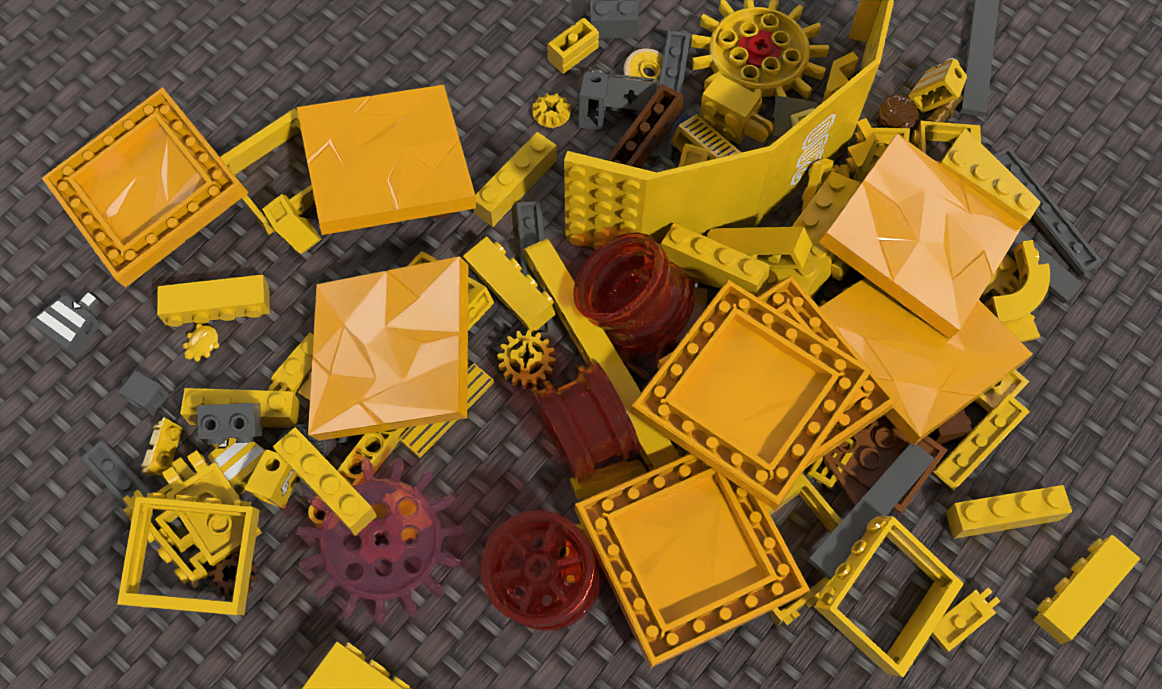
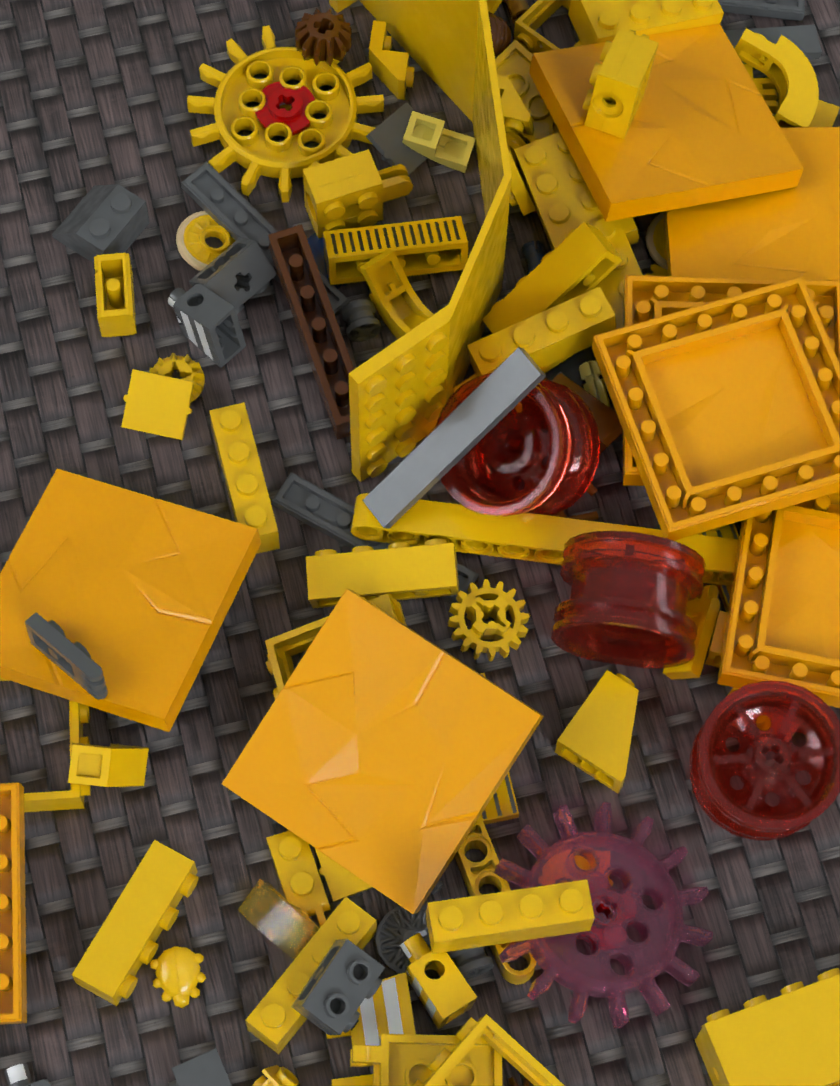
camera: 55 degrees left, 0 degrees up
(260, 369) = (278, 919): none -> clear yellow slope
(323, 152) = (69, 657): none -> dark grey hinge
(504, 468) = (602, 731): none -> yellow slope
(527, 110) = (157, 404): none -> yellow piece
(605, 251) = (454, 437): none -> tile
(816, 32) = (323, 37): none -> reddish brown gear
(914, 183) = (619, 82): none -> yellow brick

